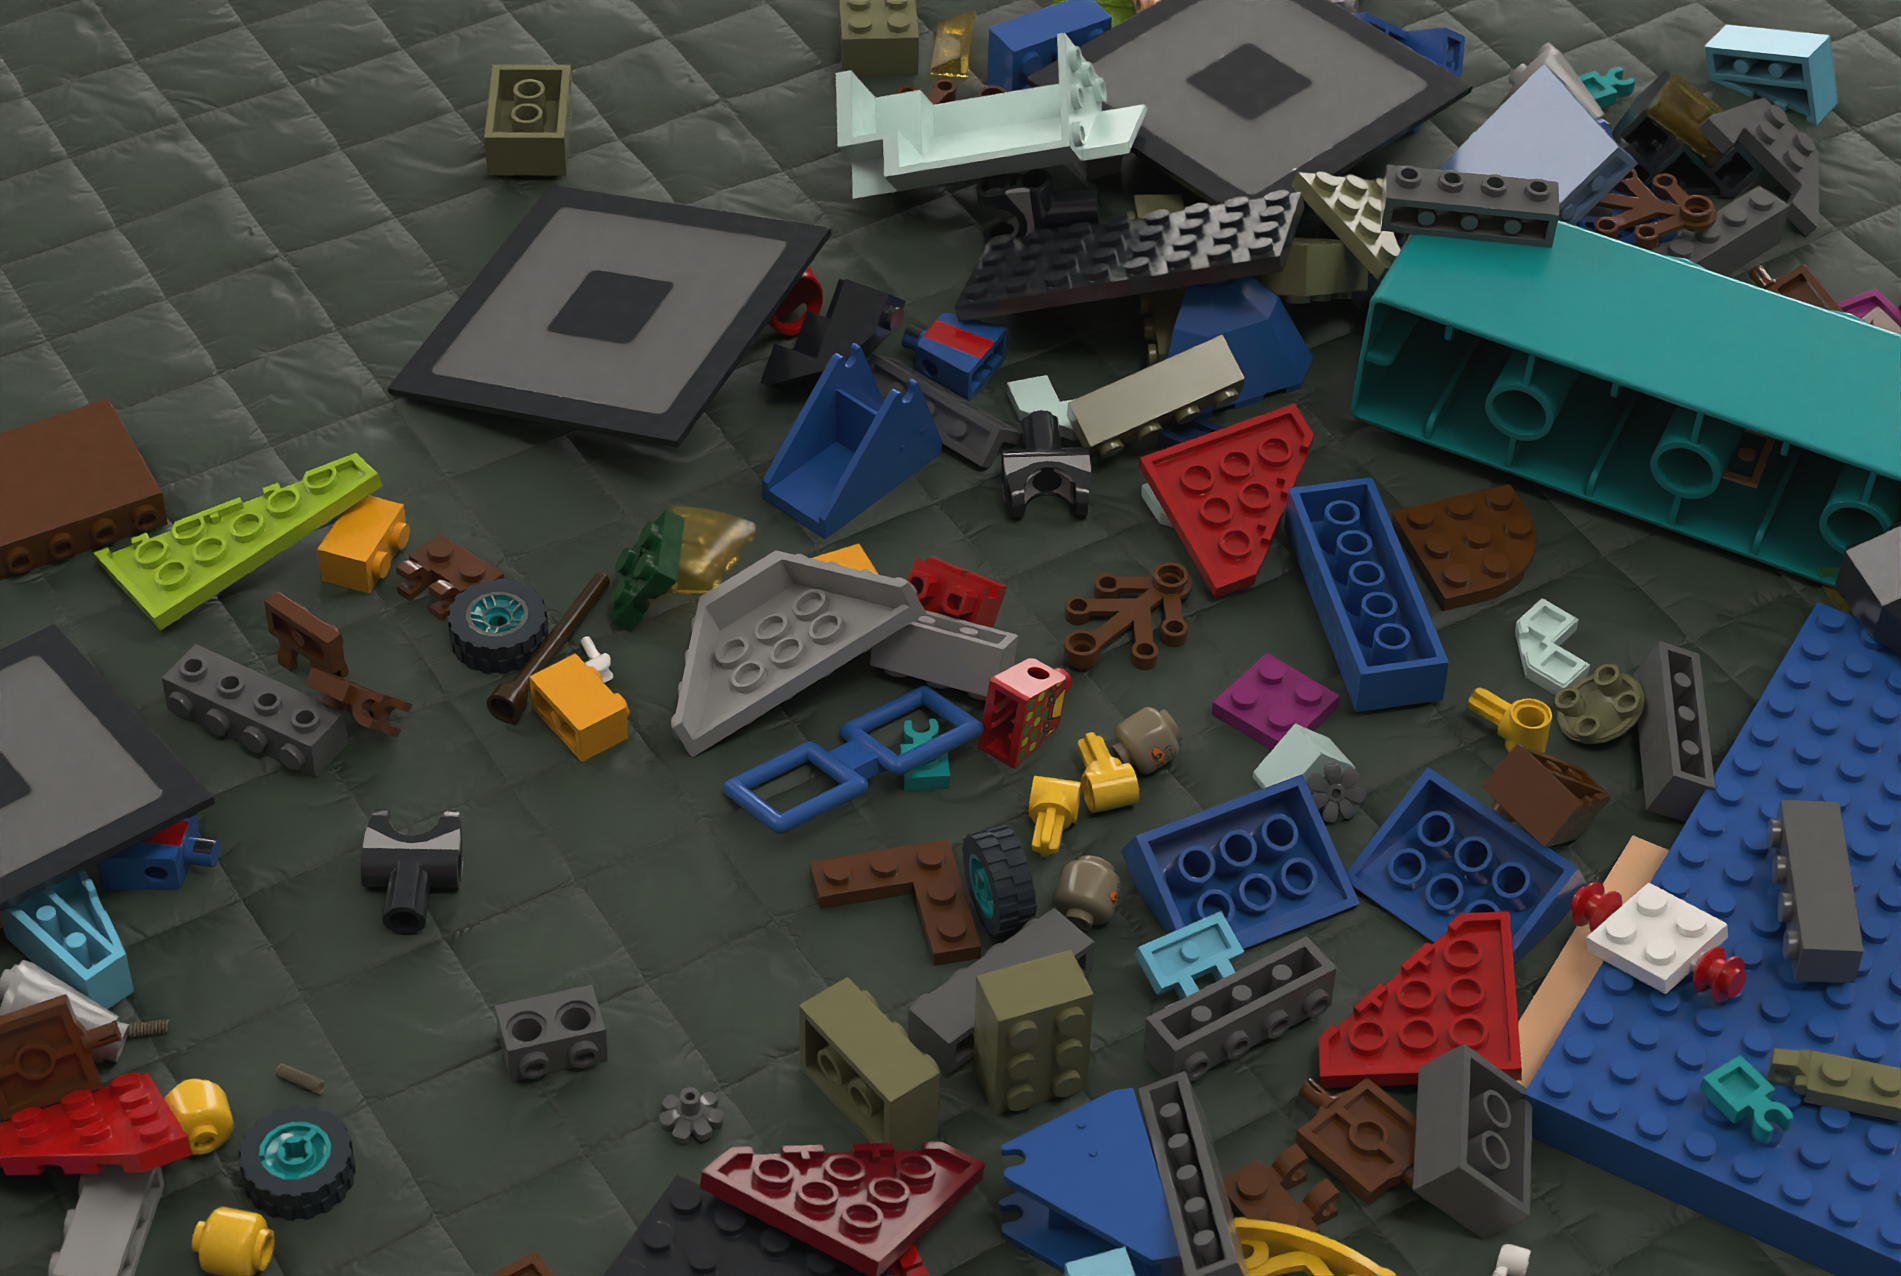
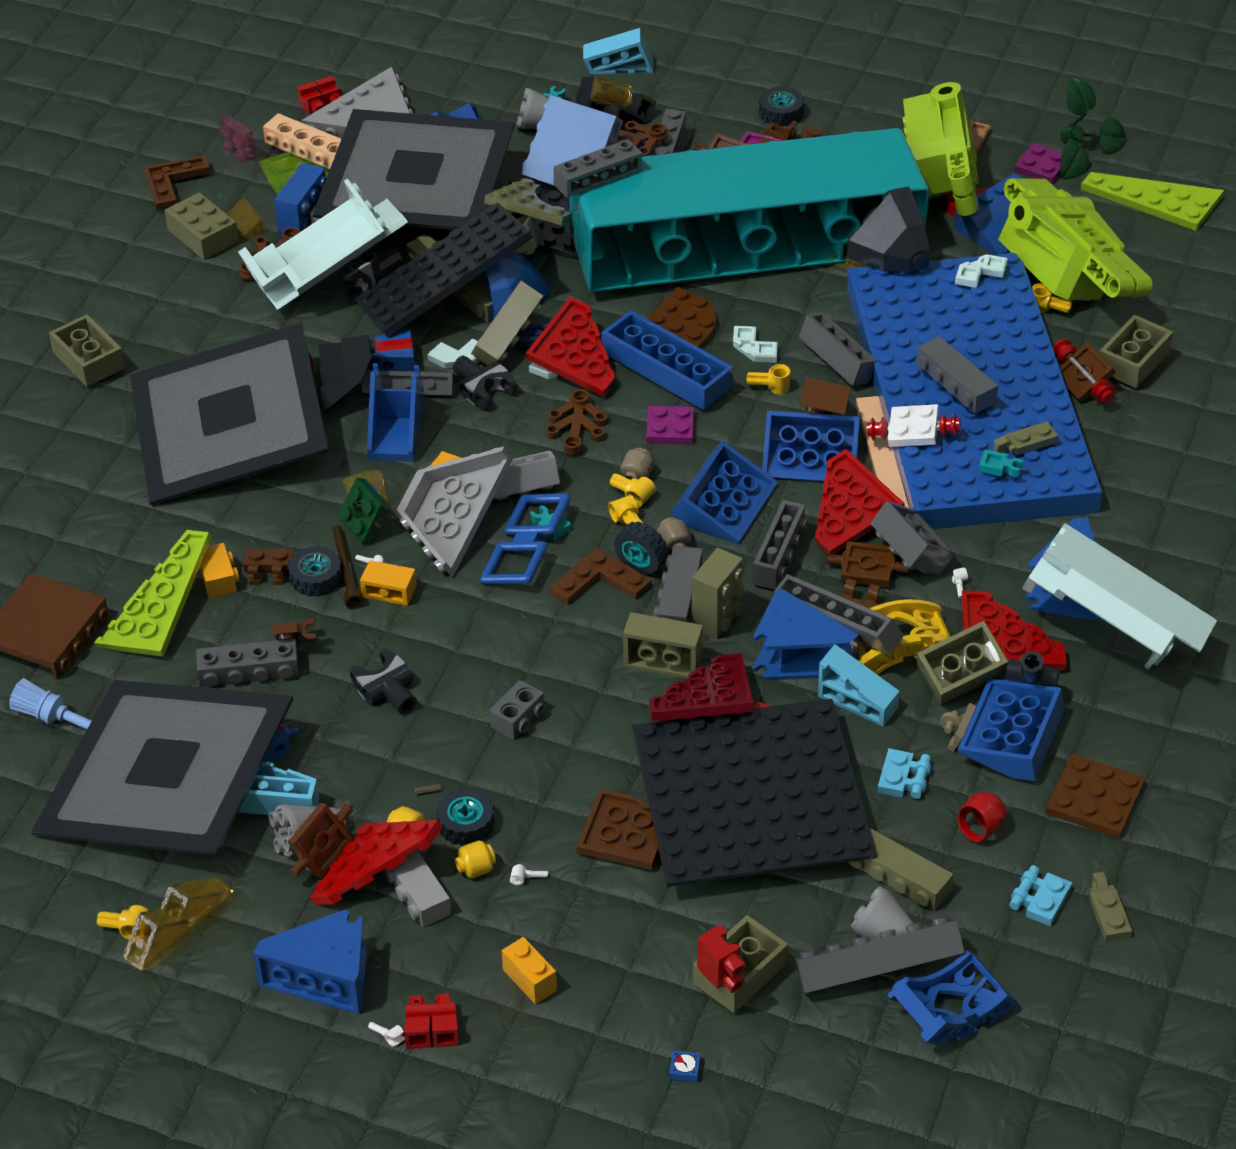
camera: 35 degrees left, 0 degrees up
(304, 634) = (243, 617): reddish brown plate -> none
(691, 1115) = (601, 708): dark grey plant -> none
(956, 592) = (511, 443): red hips -> none
(1022, 710) = (578, 473): red torso -> none
(1190, 954) = (737, 536): medium azure plate -> none
(1297, 754) = (704, 442): light aqua slope -> none
(1336, 792) = (732, 439): dark grey plant -> none
(1600, 706) = (799, 354): olive dish -> none
(1779, 148) = (643, 84): dark grey wing -> none

